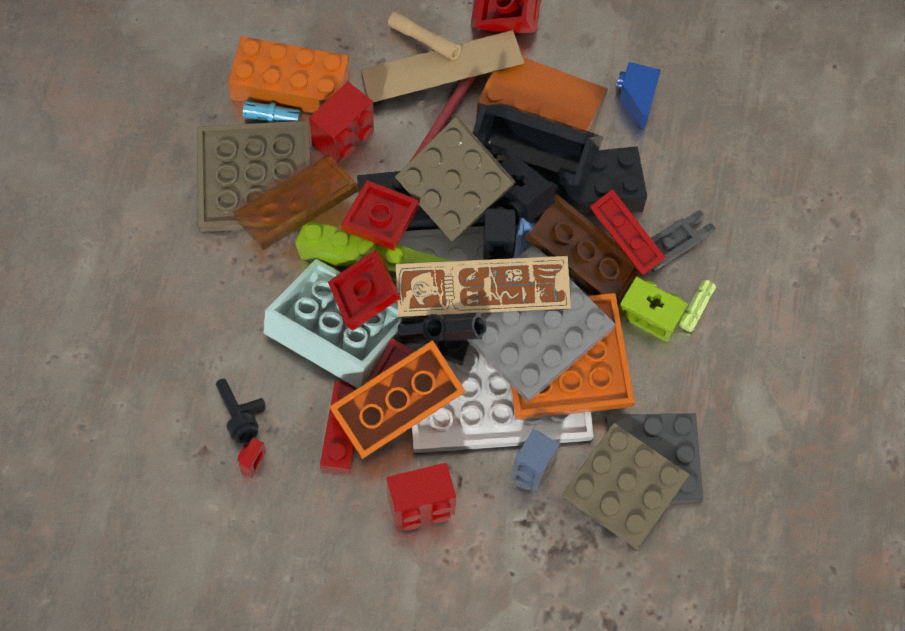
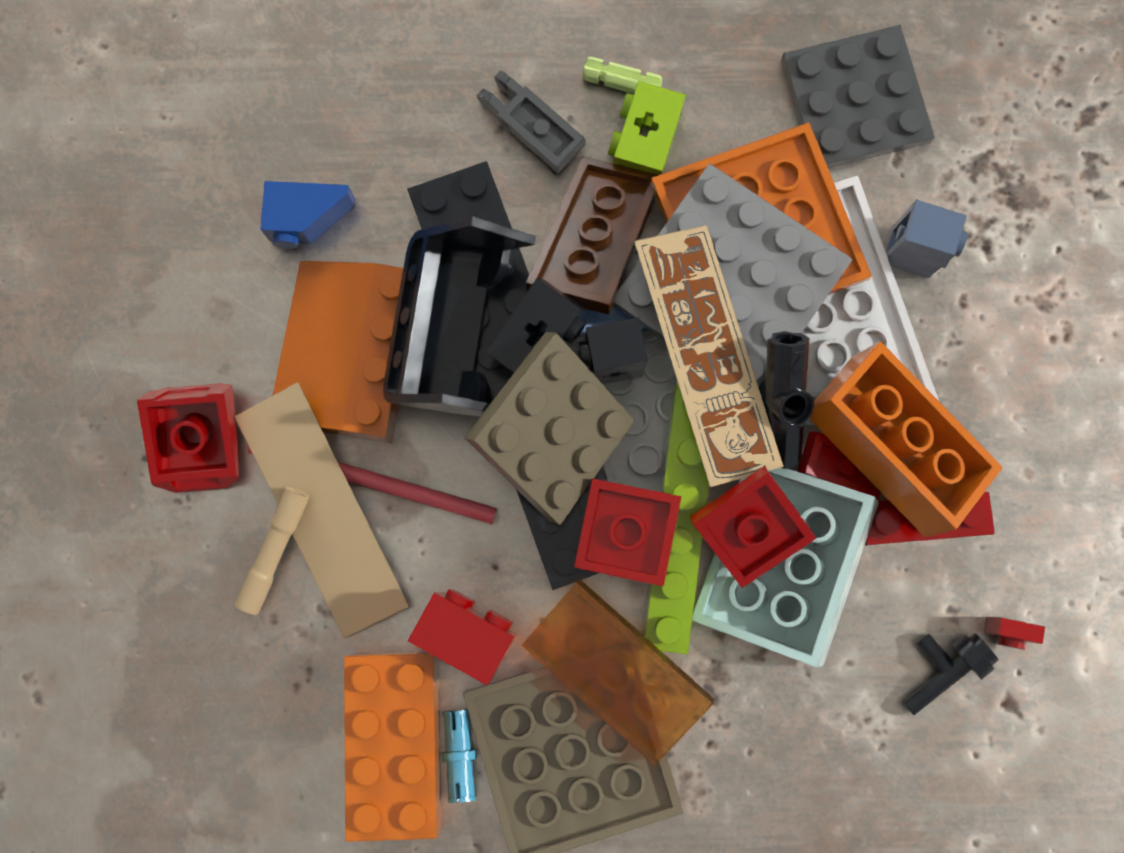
camera: 100 degrees left, 15 degrees up
(421, 496) = (1018, 379): red brick -> none
(625, 485) = (920, 119): dark tan plate -> none
(627, 232) = (552, 178): red plate -> none

